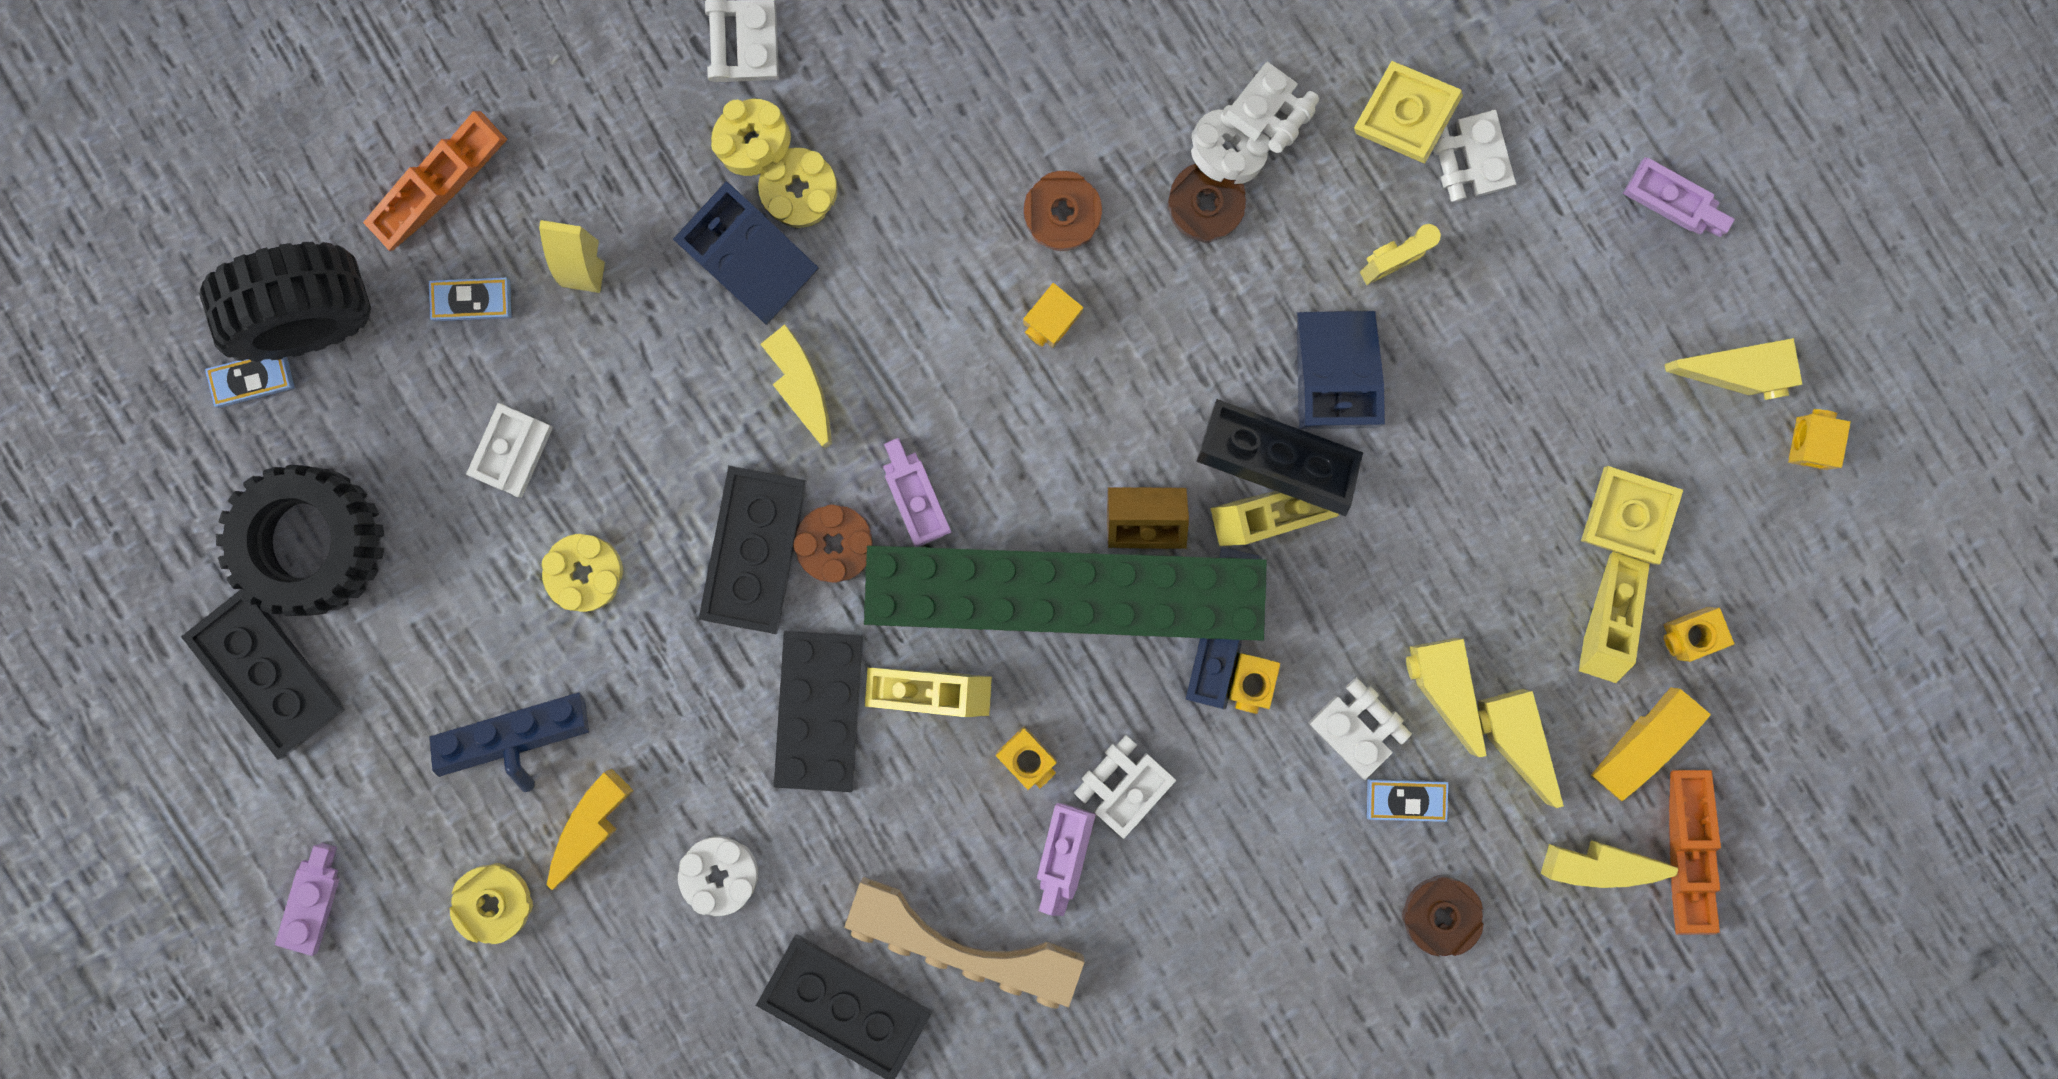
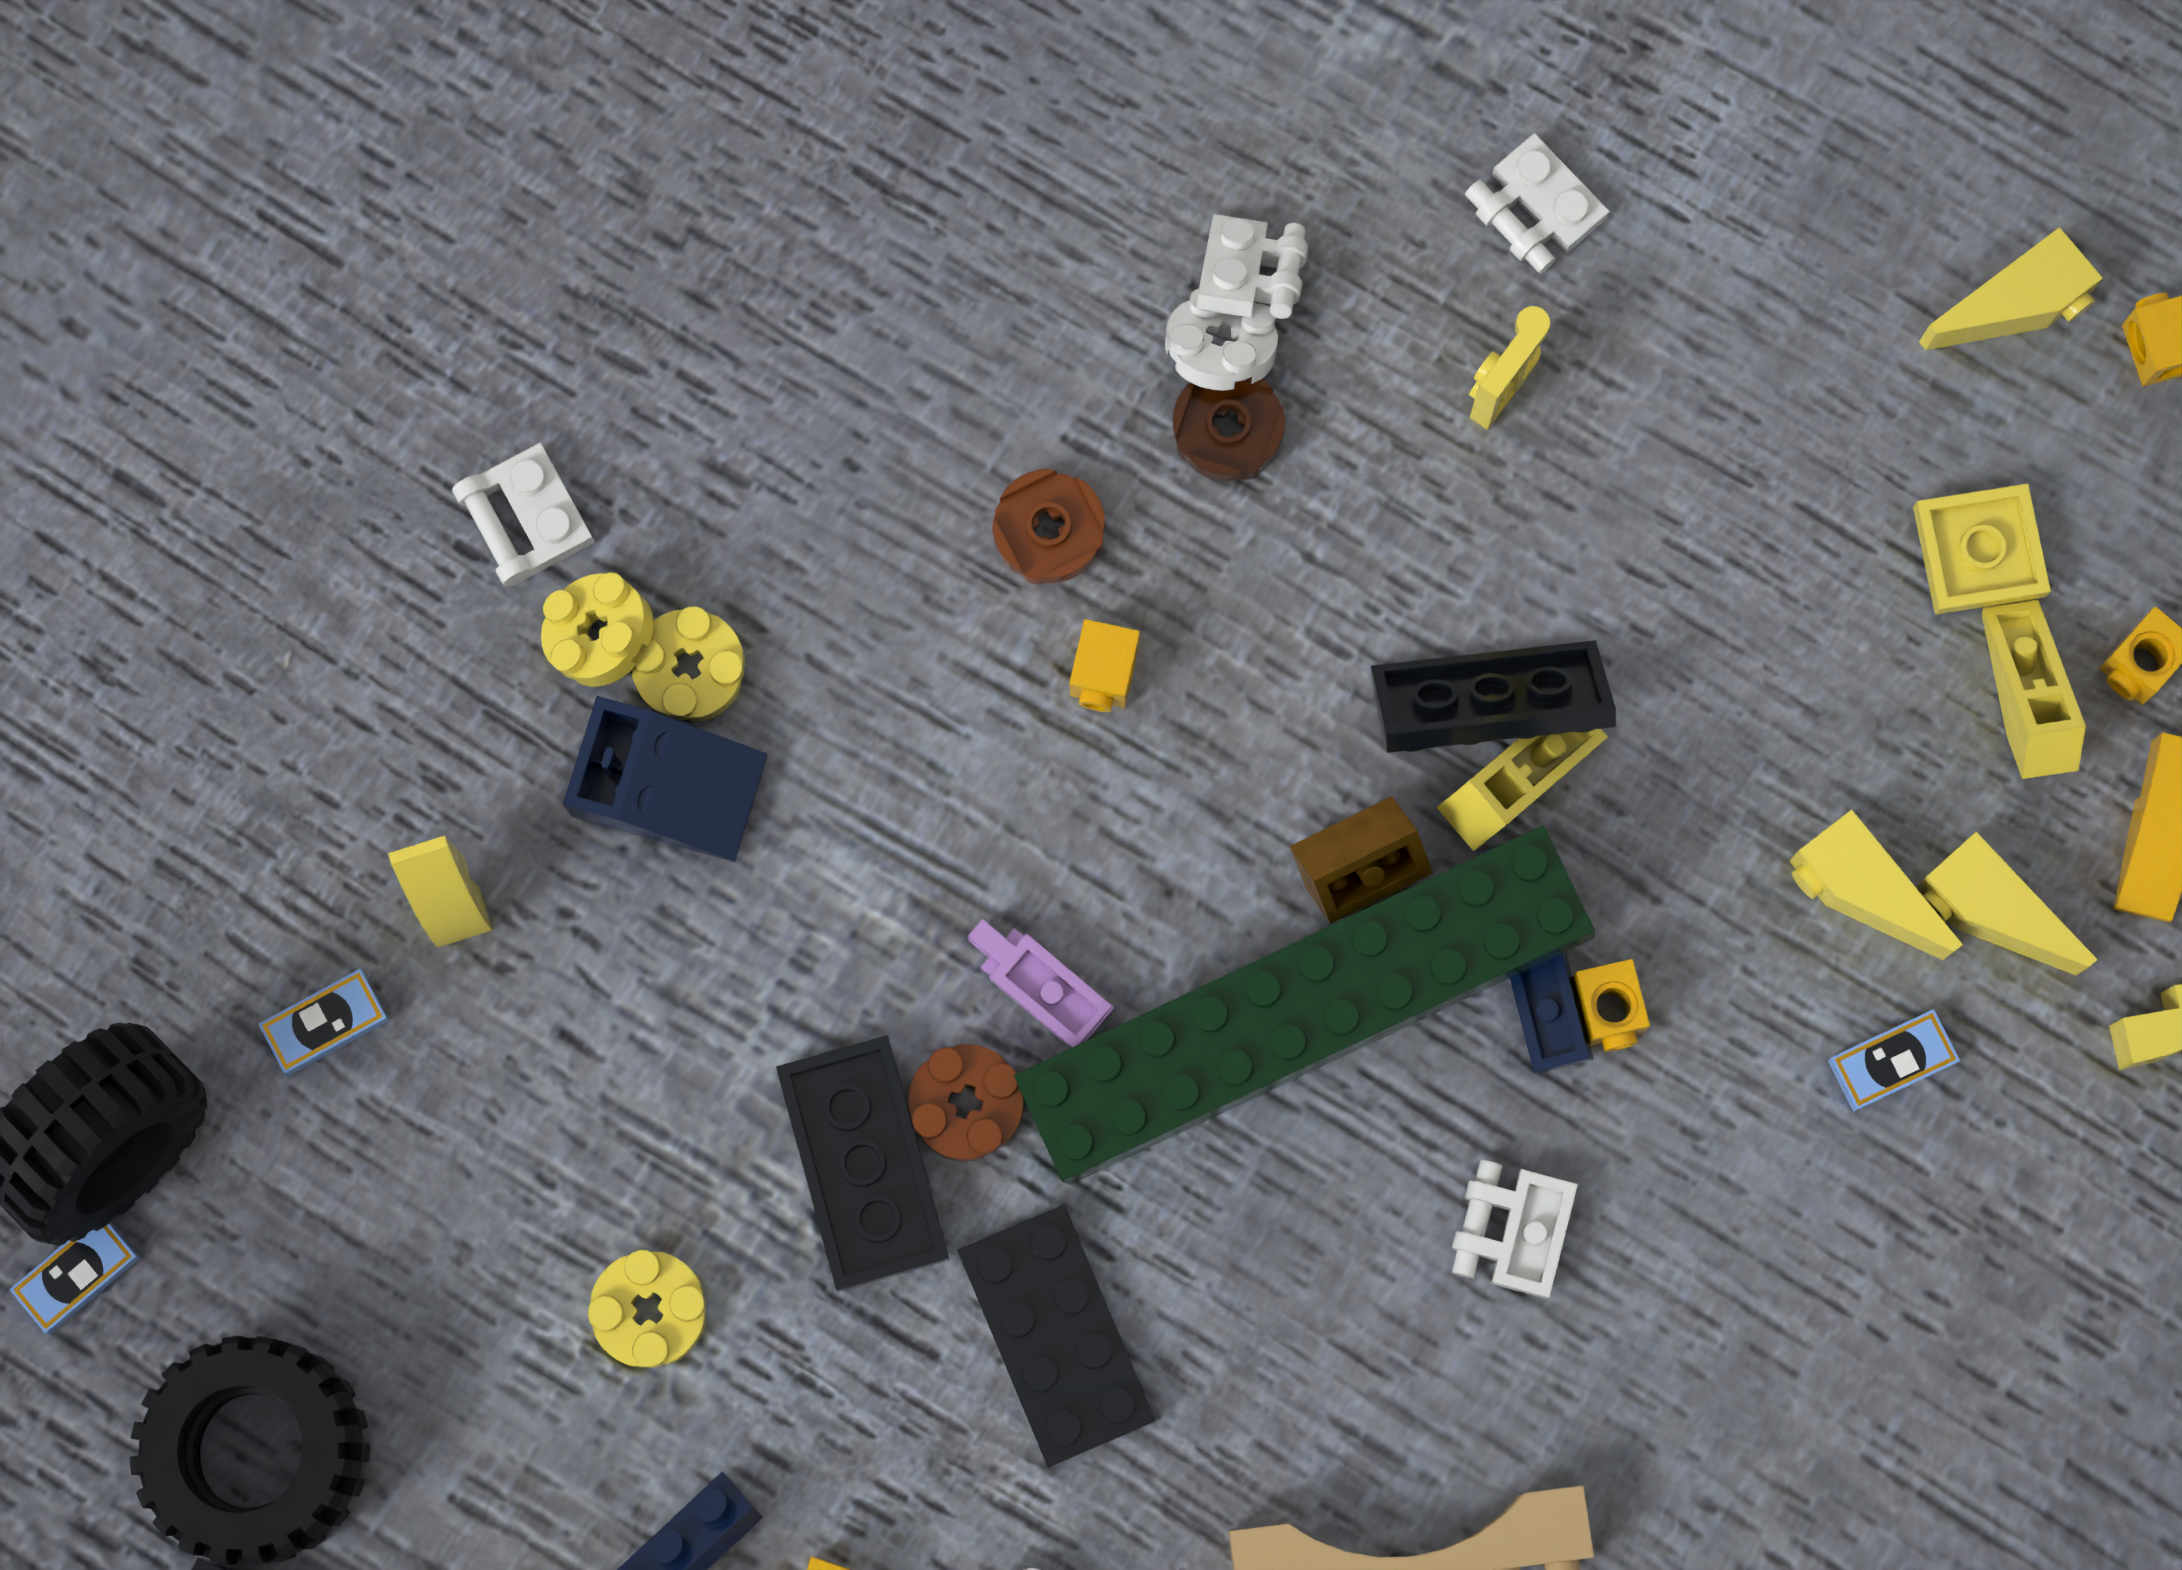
camera: 25 degrees left, 10 degrees down
(435, 181) = (204, 891): orange slope -> none
(509, 450) = (473, 1193): white plate -> none
(799, 384) = (817, 914): light yellow slope -> none
(928, 692) = (1190, 1233): light yellow slope -> none
(1020, 742) = (1340, 1256): yellow brick -> none
(1063, 857) = (1483, 1363): lavender hinge -> none
(1339, 370) = (1511, 552): dark blue slope -> none
(1351, 737) = (1775, 1014): white plate -> none
(1408, 112) = (1426, 188): light yellow plate -> none
(1465, 913) = (1994, 1205): reddish brown plate -> none
(1677, 199) = (1821, 131): lavender hinge -> none

